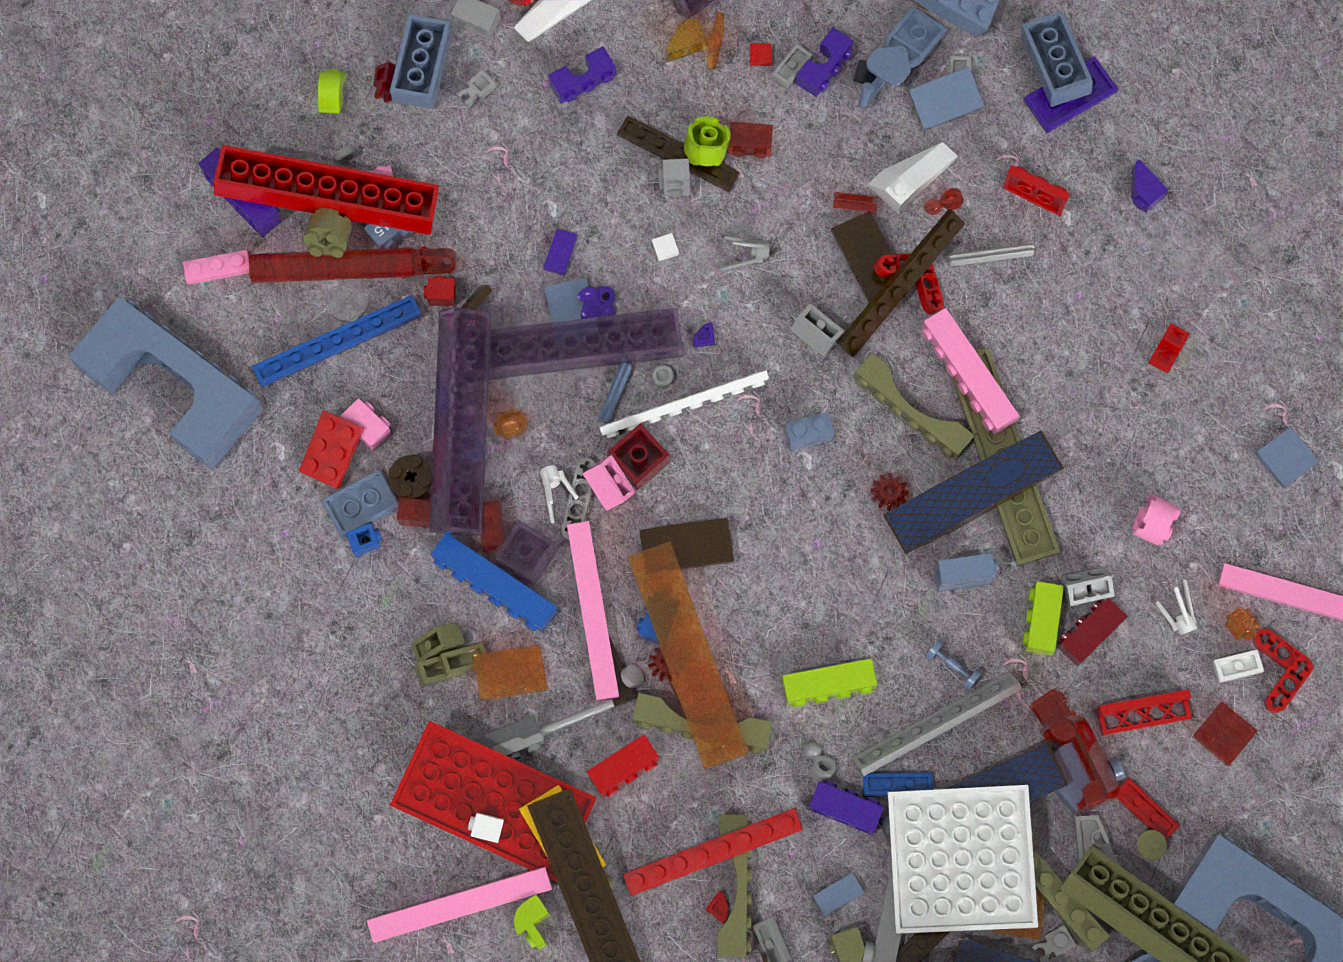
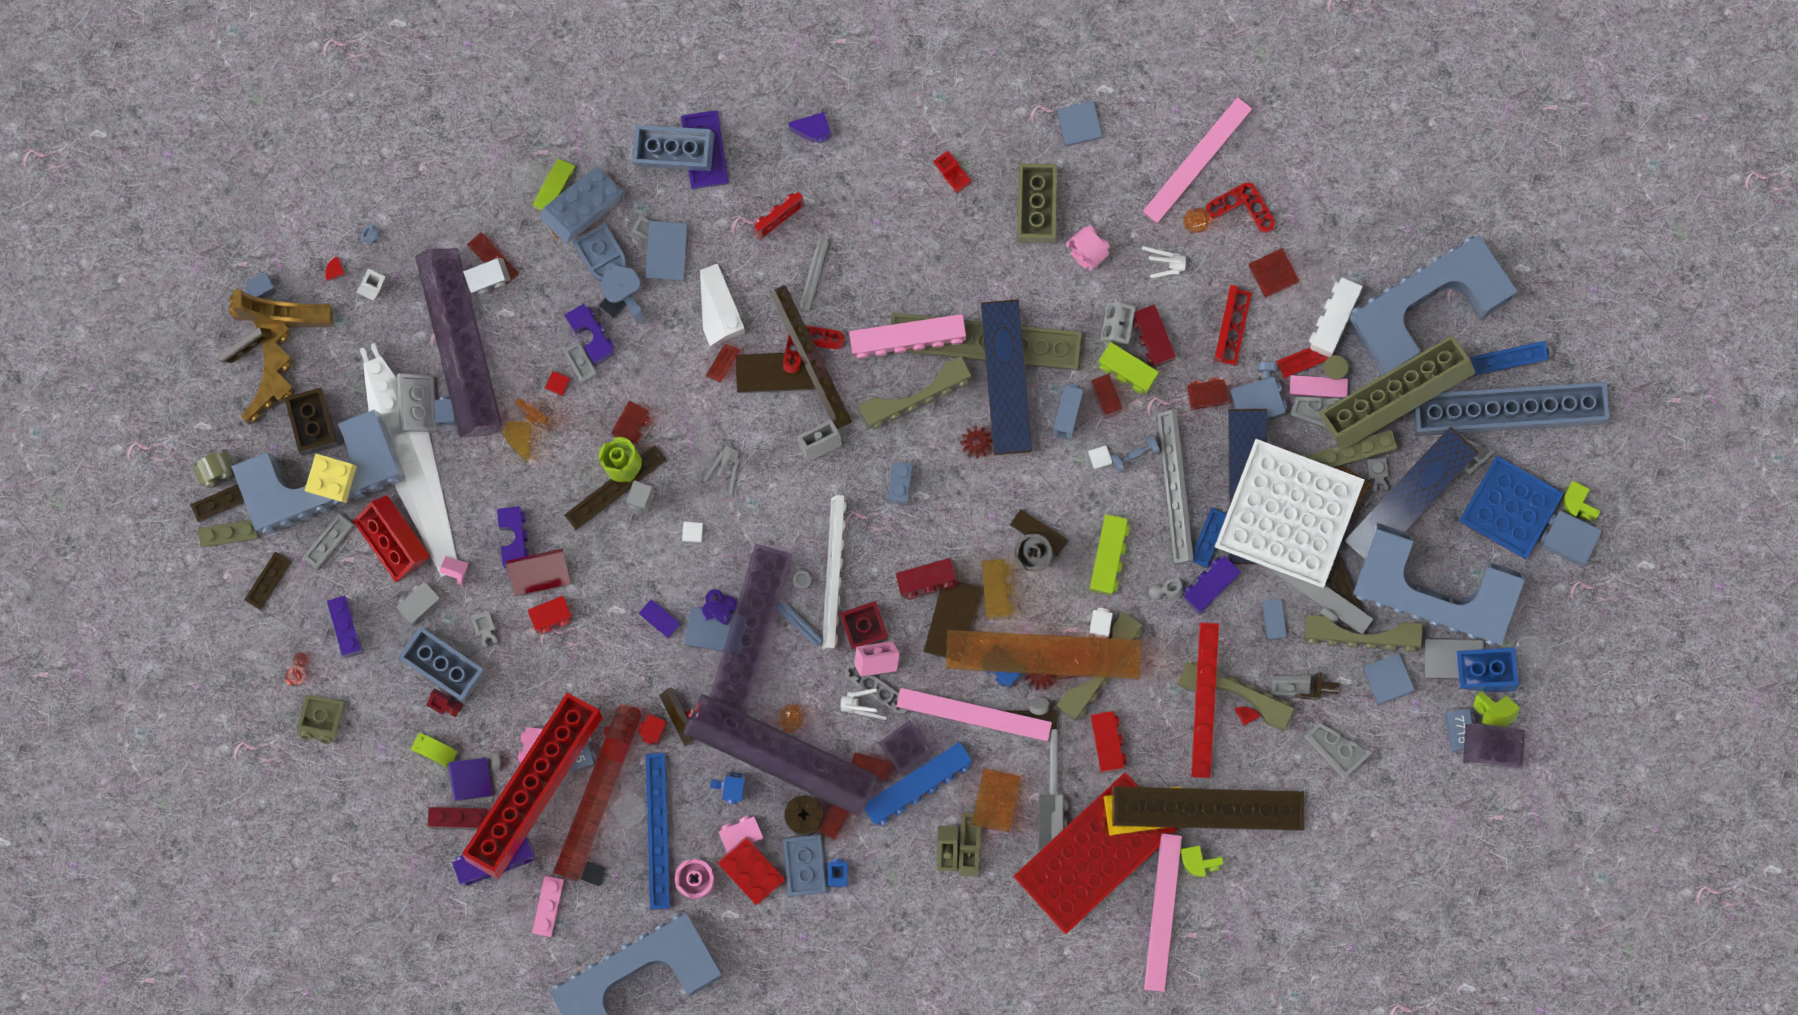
camera: 65 degrees left, 5 degrees up
(268, 132) = (455, 818): none -> dark red brick
(268, 297) = (593, 874): none -> black tile
(295, 385) = (695, 890): none -> bright pink brick
(316, 136) = (470, 779): none -> dark purple tile
(327, 233) = (568, 800): olive brick -> none
(410, 392) = (732, 787): none -> blue brick
(486, 827) = (1115, 865): white brick -> none
(517, 144) = (549, 615): none -> red brick
(525, 34) = (454, 569): none -> bright pink tile
(556, 113) = (538, 572): none -> tile
(704, 336) = (782, 532): dark purple tile -> none
(718, 500) = (927, 578): none -> dark red brick
(739, 578) = (996, 589): none -> clear yellow brick
(748, 703) = (1100, 623): none -> white brick
(803, 610) = (1038, 561): none -> brick
(821, 599) = (1025, 524): none -> dark brown tile
(932, 629) = (1100, 457): none -> white tile
(950, 199) = (752, 301): clear red plate -> none
(1002, 607) = (1106, 396): none -> clear red brick
(1077, 731) = (1278, 382): clear red windscreen -> none
(1120, 835) = (1318, 387): none -> bright pink tile
(1178, 446) = (1036, 203): none -> olive brick
(1207, 822) = (1336, 317): none -> white brick
(1238, 666) = (1227, 239): white plate -> none

